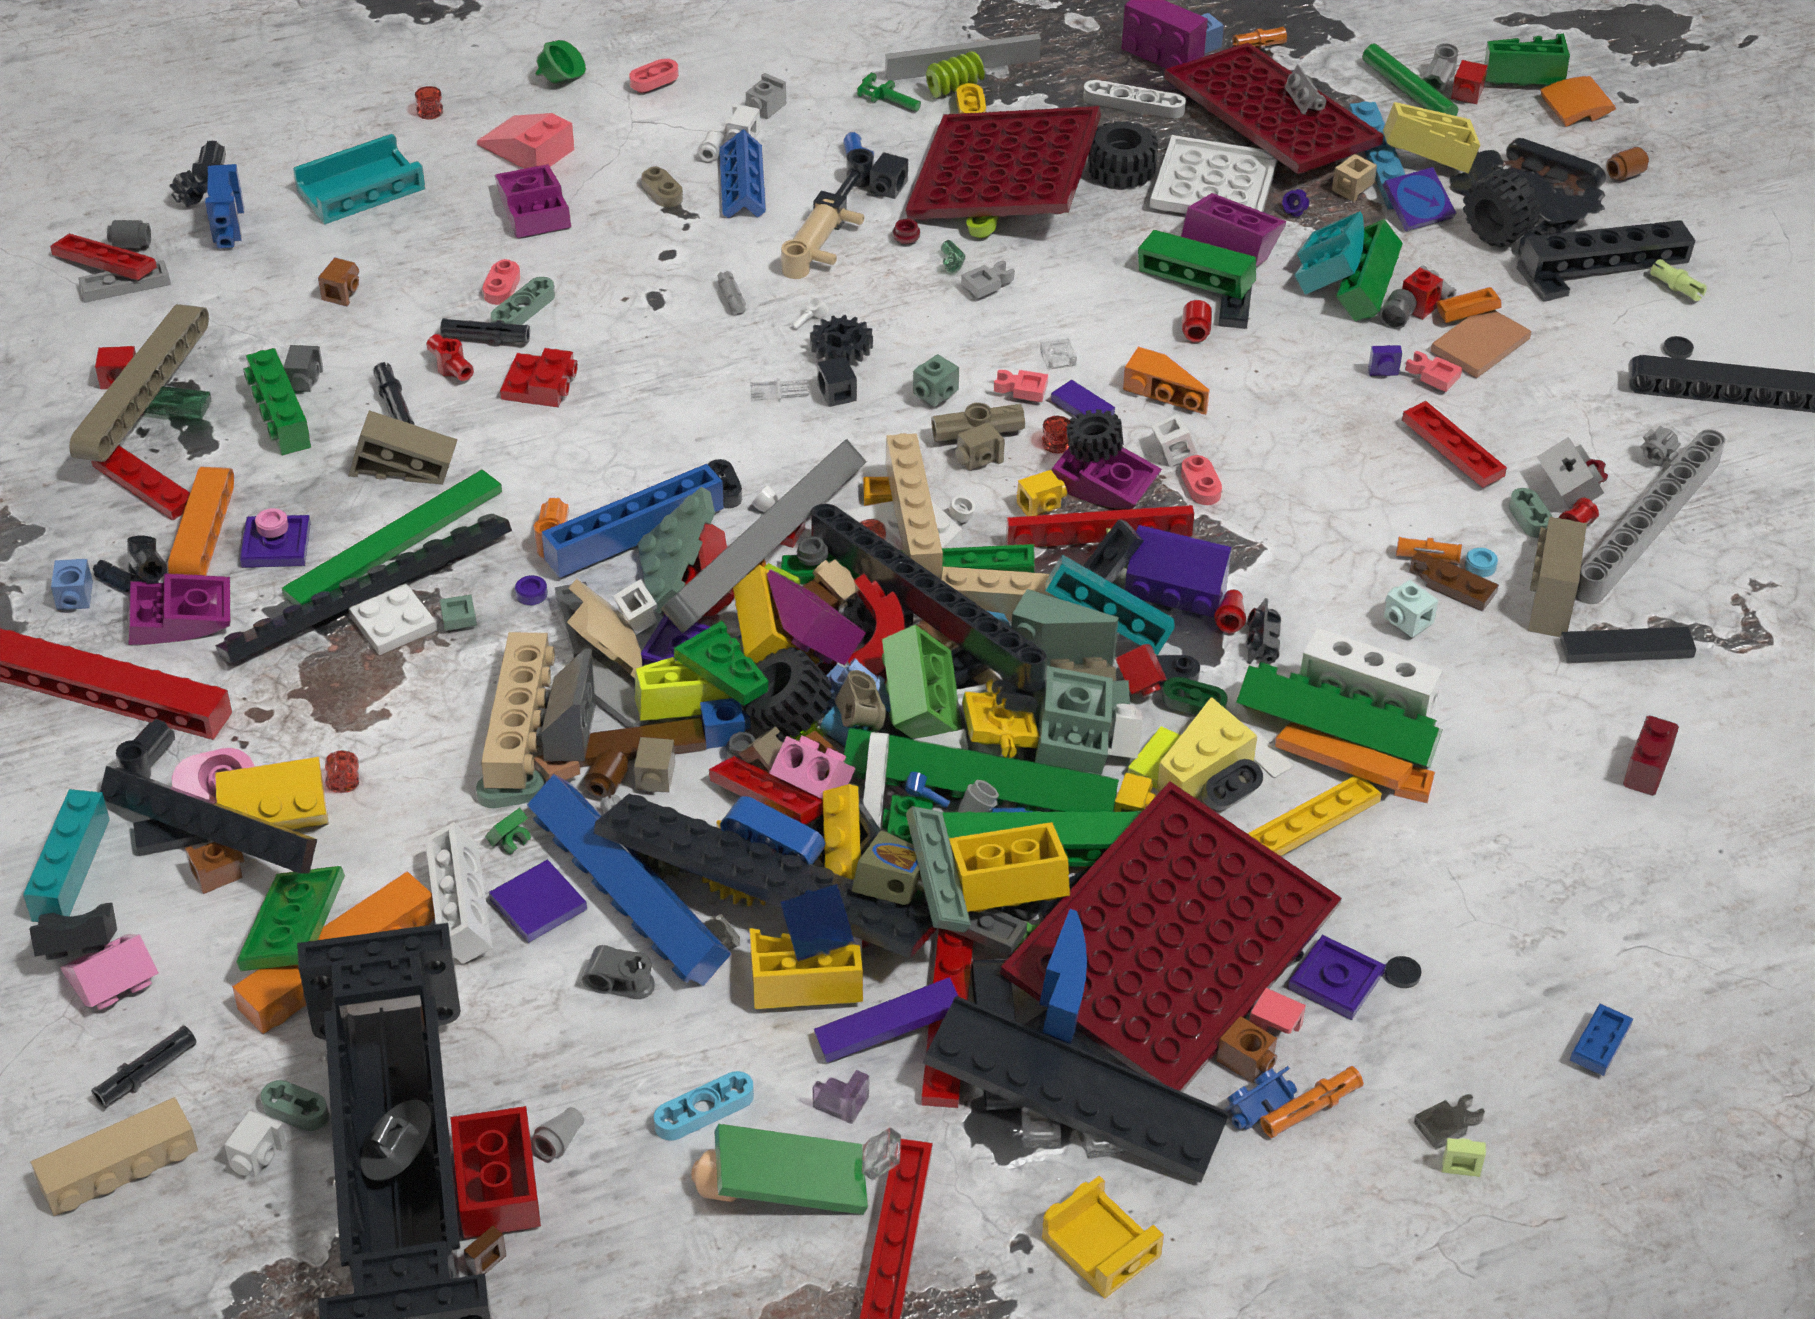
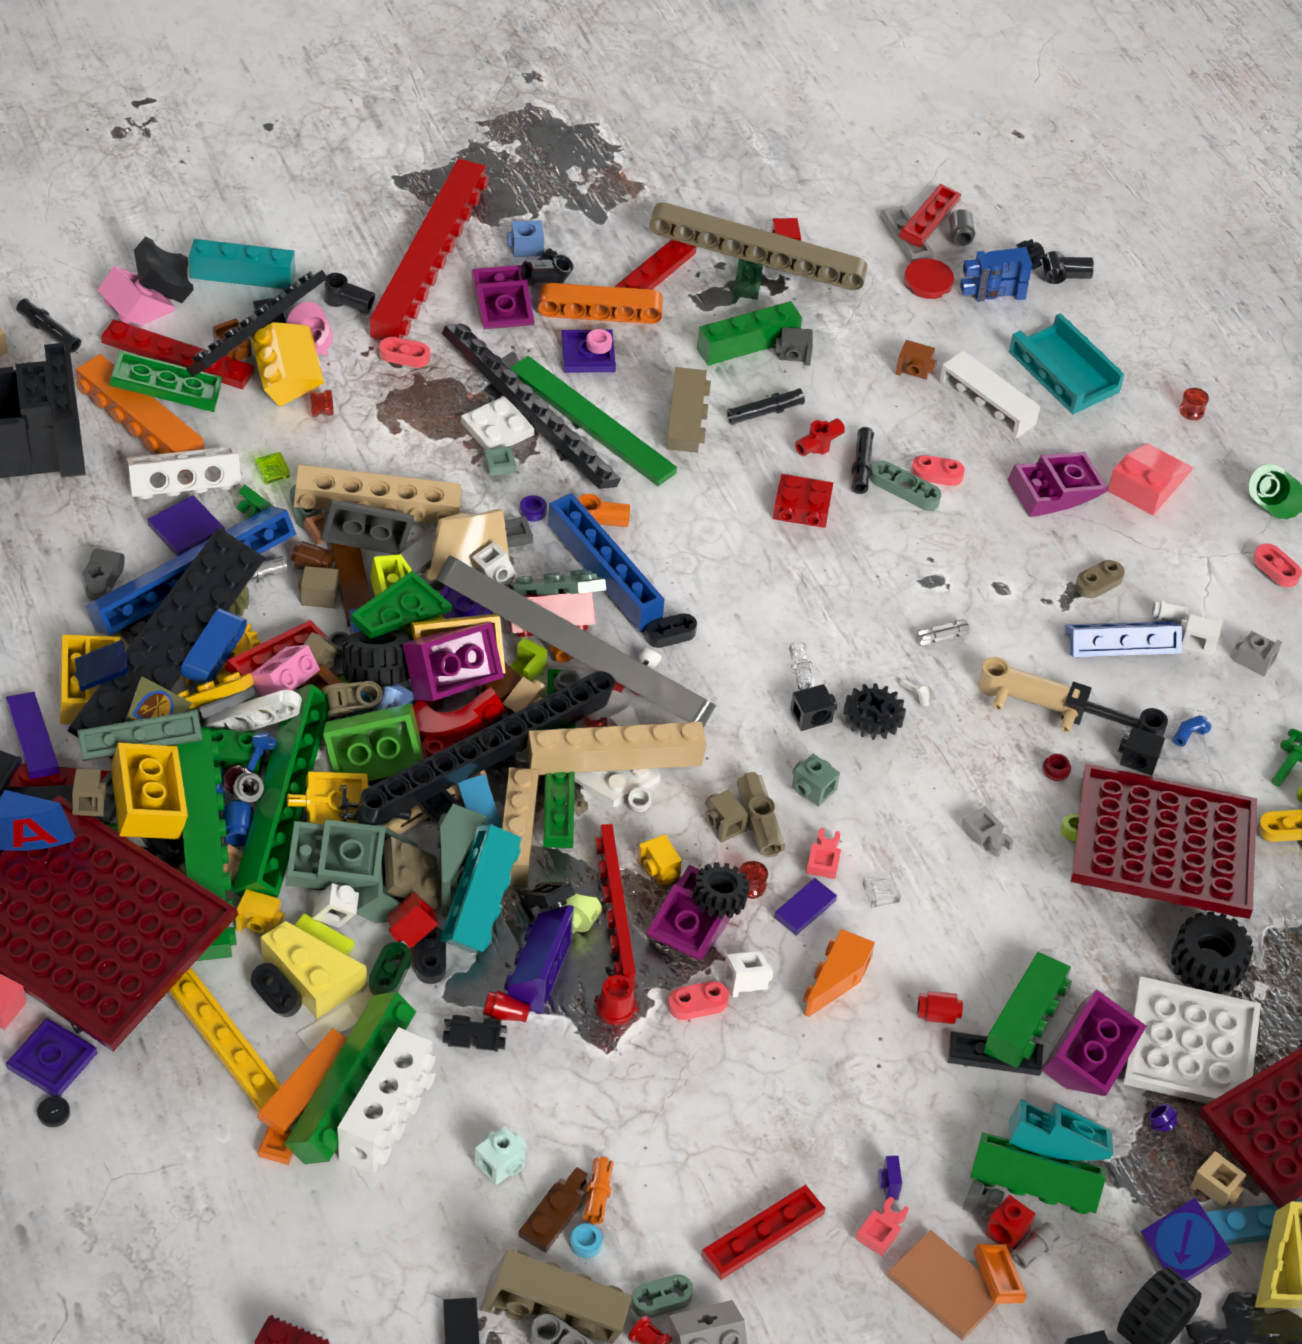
camera: 85 degrees right, 5 degrees up
(202, 268) = (929, 278): none -> red tile
(213, 935) = (168, 350): none -> red plate
(258, 698) = (404, 352): none -> coral plate
(399, 233) = (989, 394): none -> white brick
(447, 812) = (272, 468): none -> clear neon green plate
(955, 256) = (1023, 809): clear green arm -> none
(1009, 925) = (88, 793): none -> dark tan brick
(1214, 525) = (616, 1000): none -> red piece

